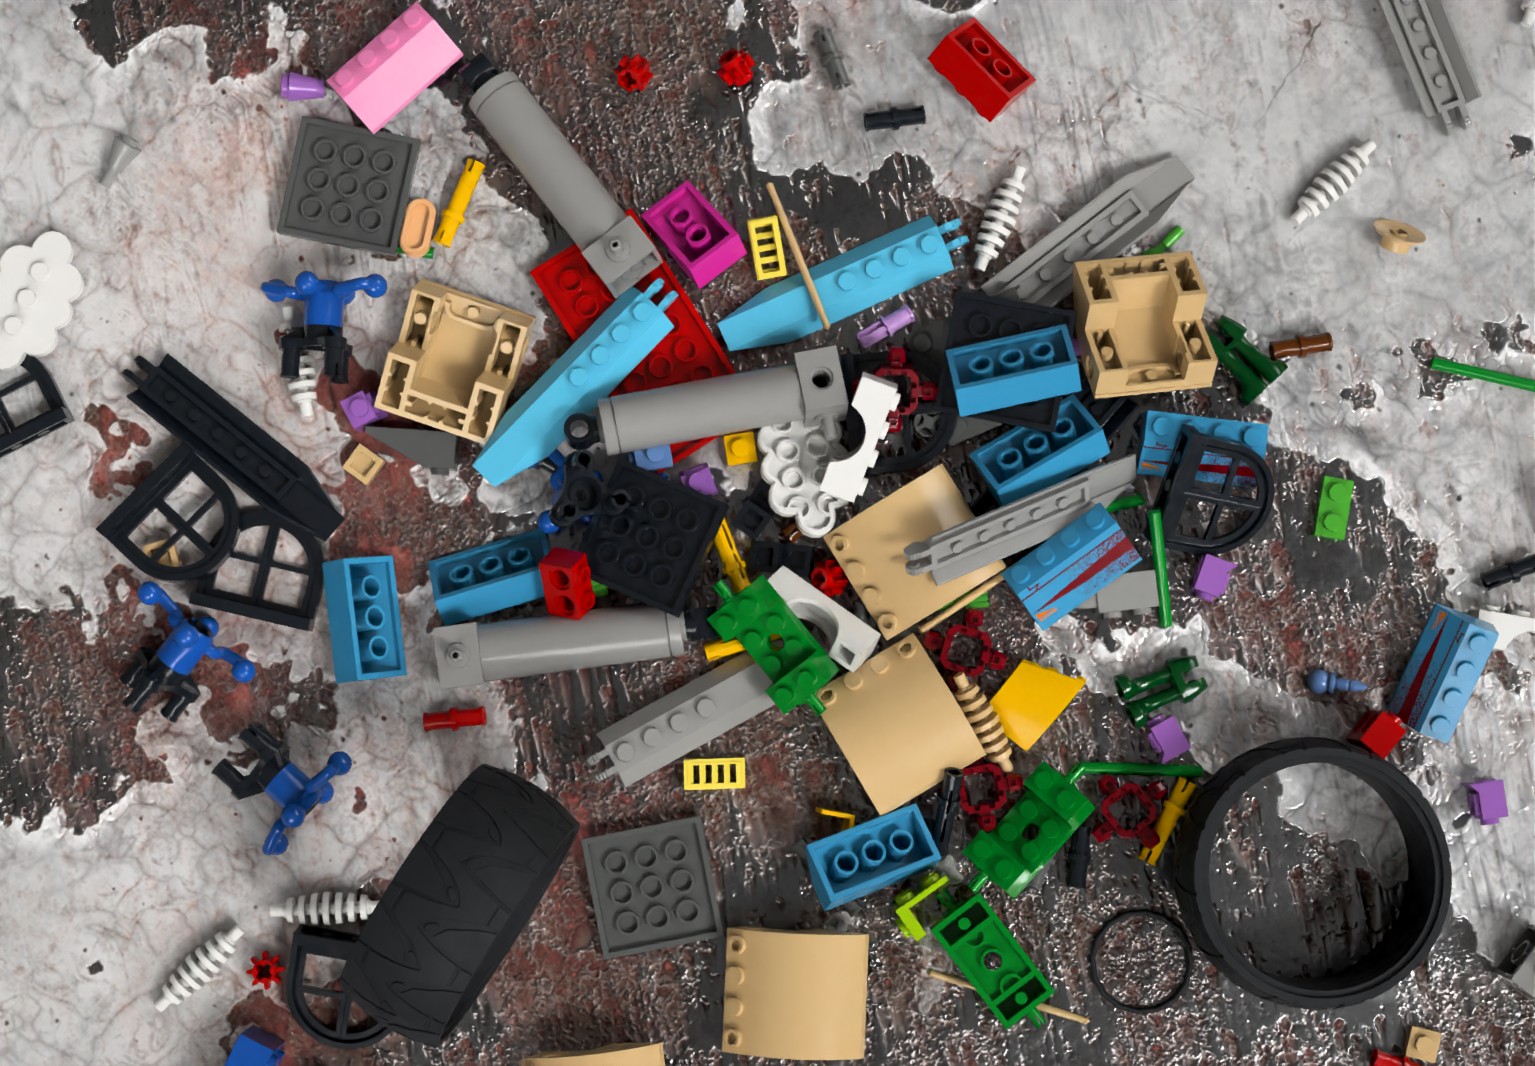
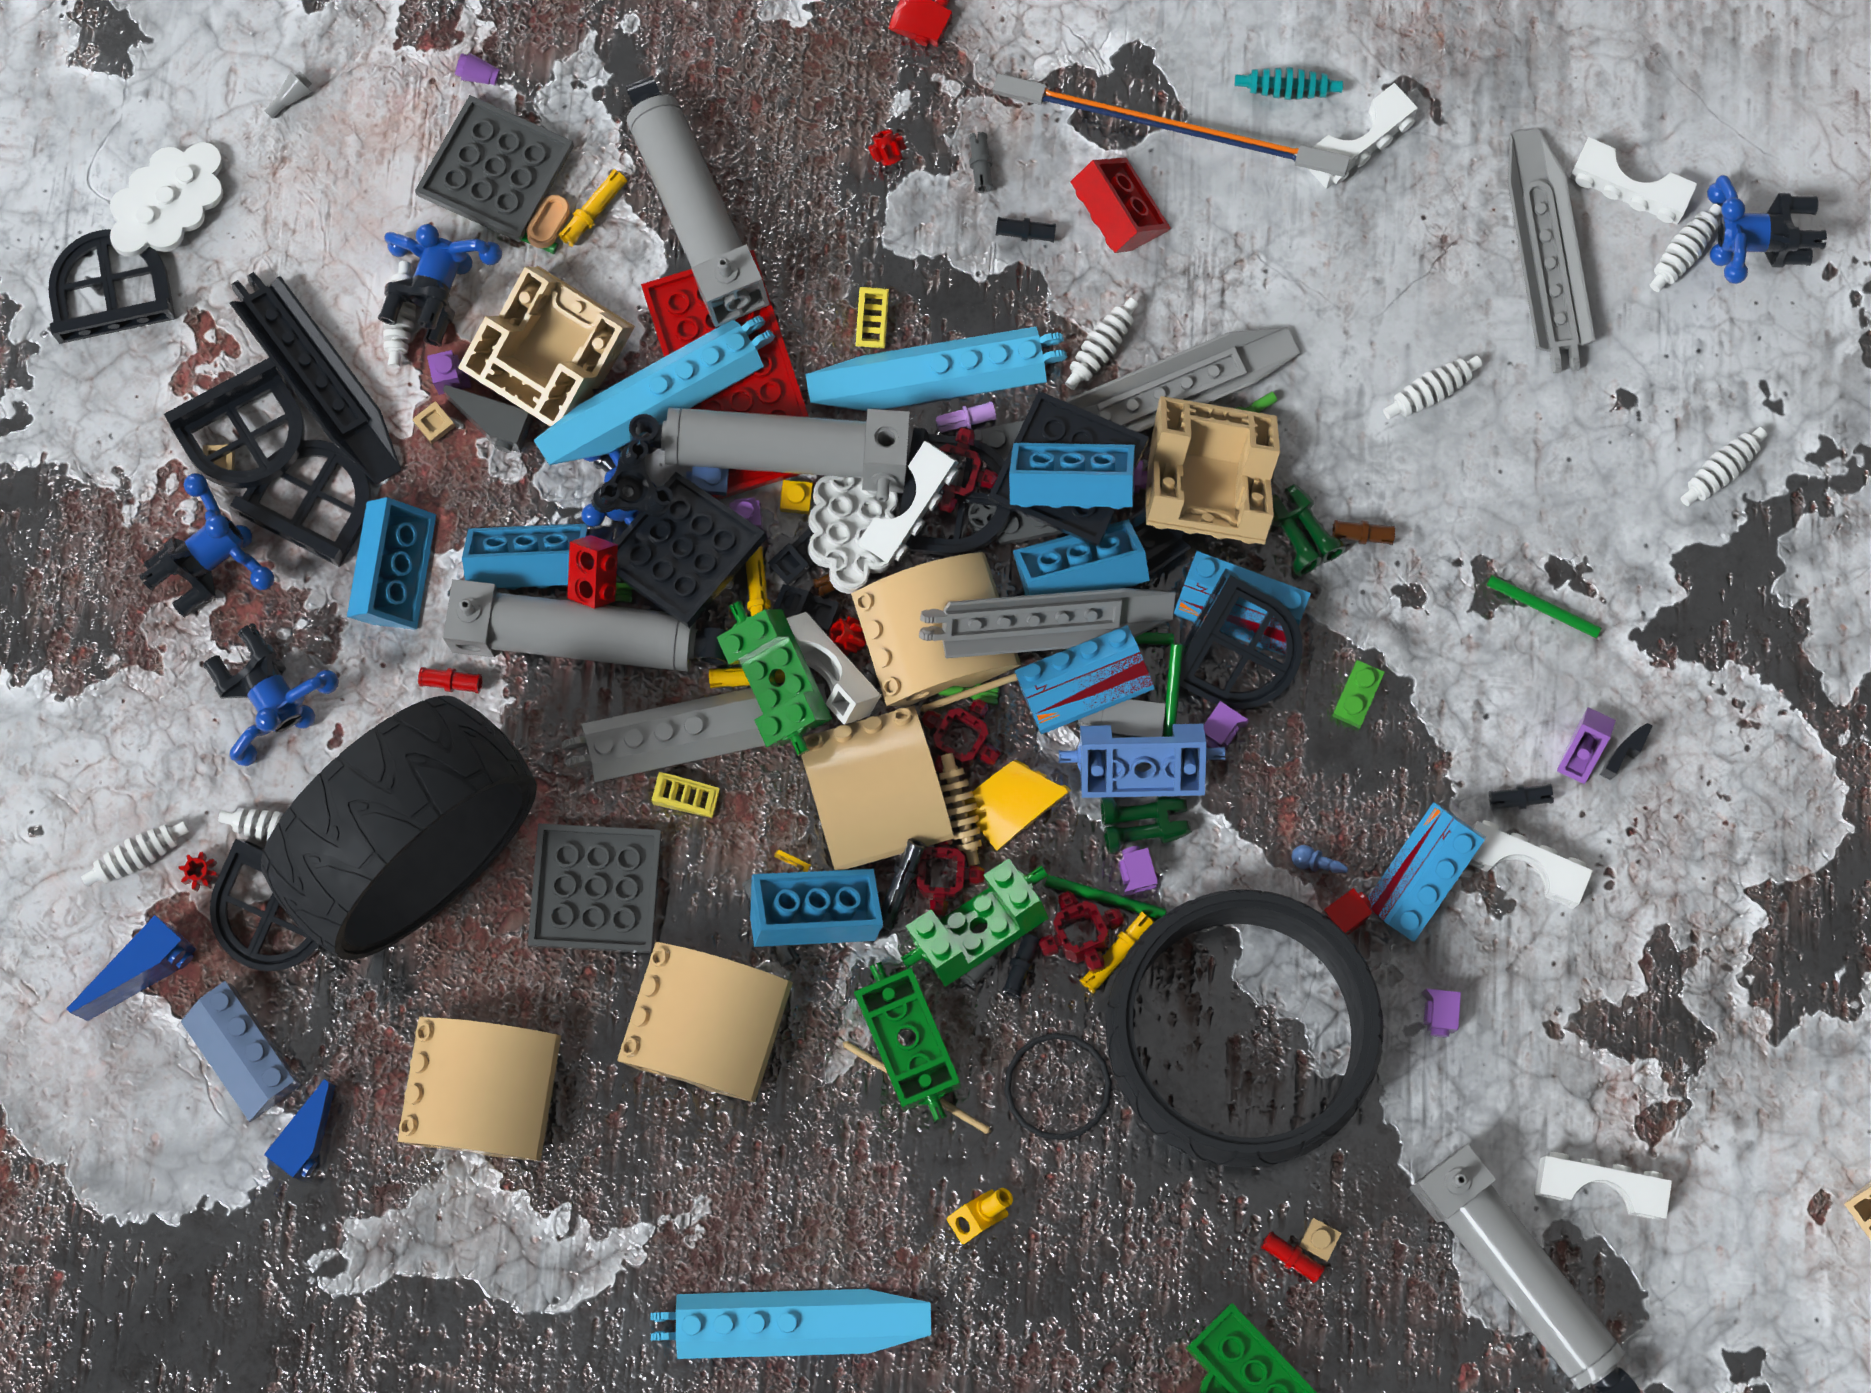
camera: 20 degrees right, 10 degrees down
(395, 67) = (567, 71): bright pink slope -> none
(633, 73) = (789, 129): red gear -> none
(694, 234) = (807, 289): dark pink slope -> none
(798, 256) = (899, 331): tan axle -> none
(906, 899) = (841, 958): lime bracket -> none
(1121, 648) = (1110, 763): none -> medium blue brick
(1398, 235) = (1482, 451): tan piece -> none

